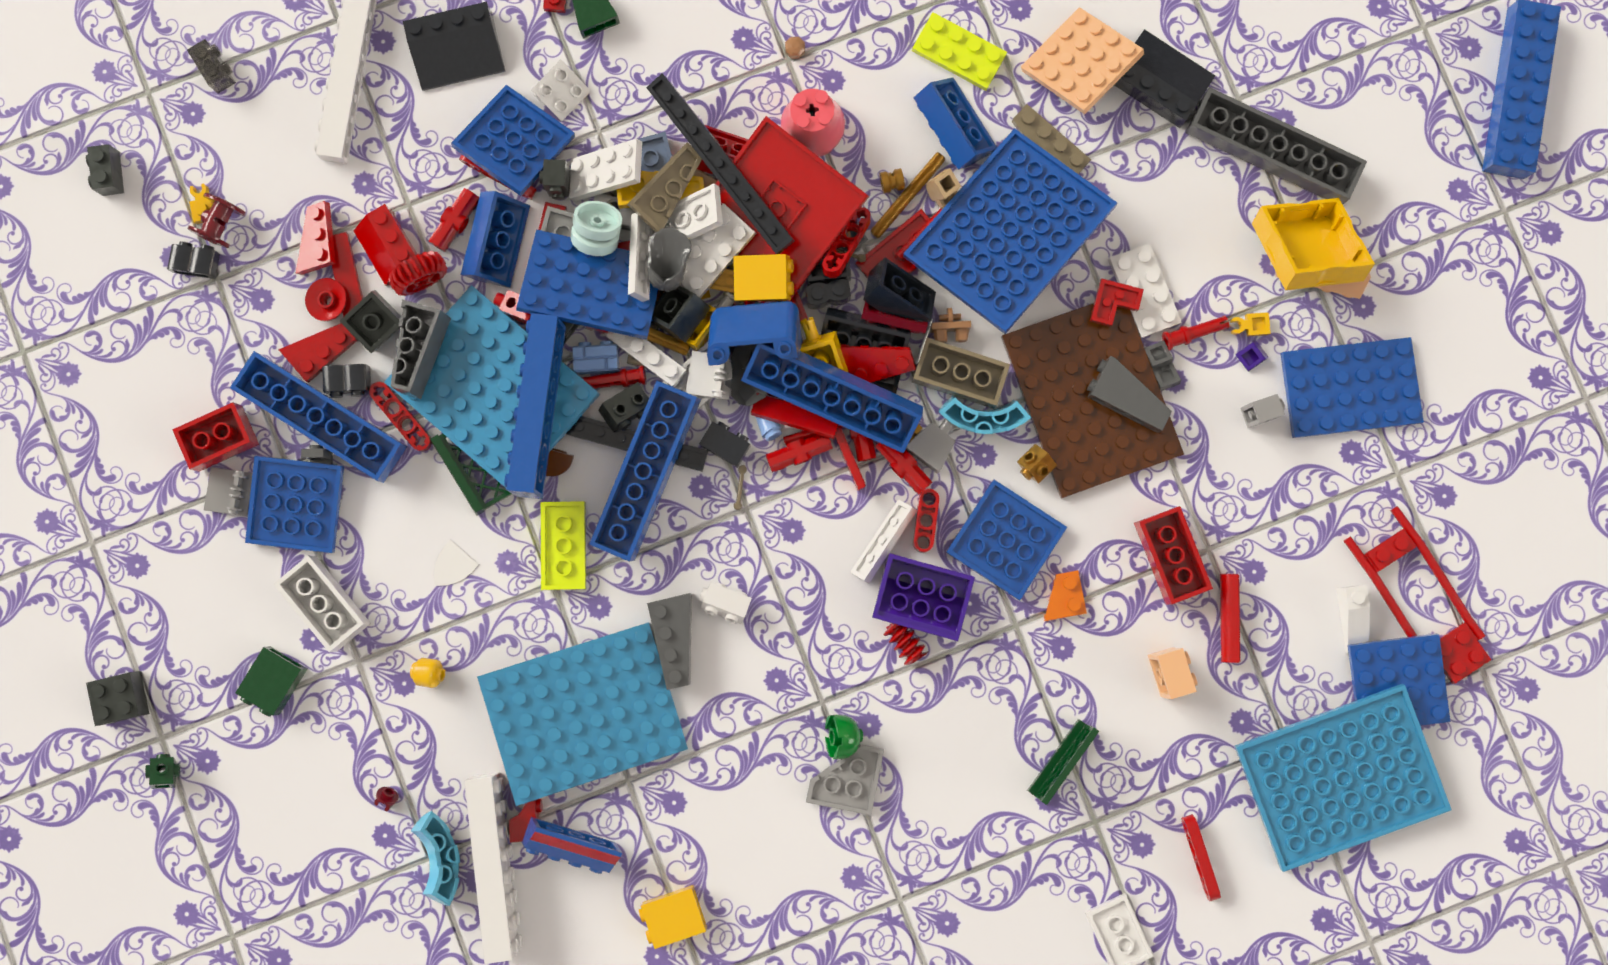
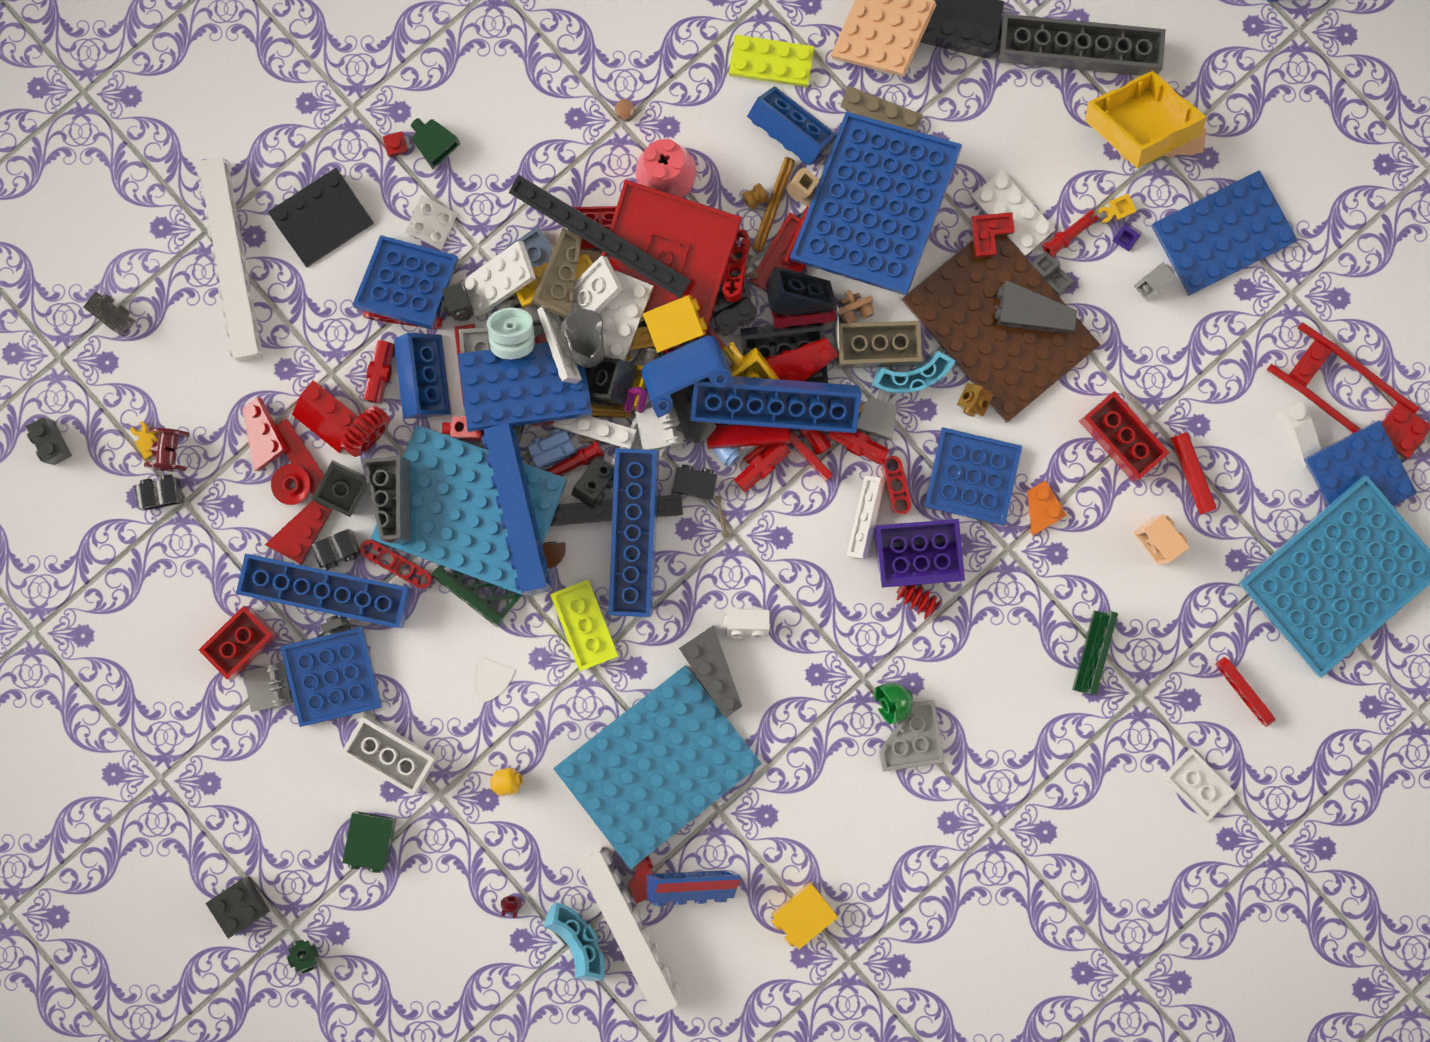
camera: 20 degrees left, 0 degrees up
(702, 337) = (641, 399): none -> magenta piece

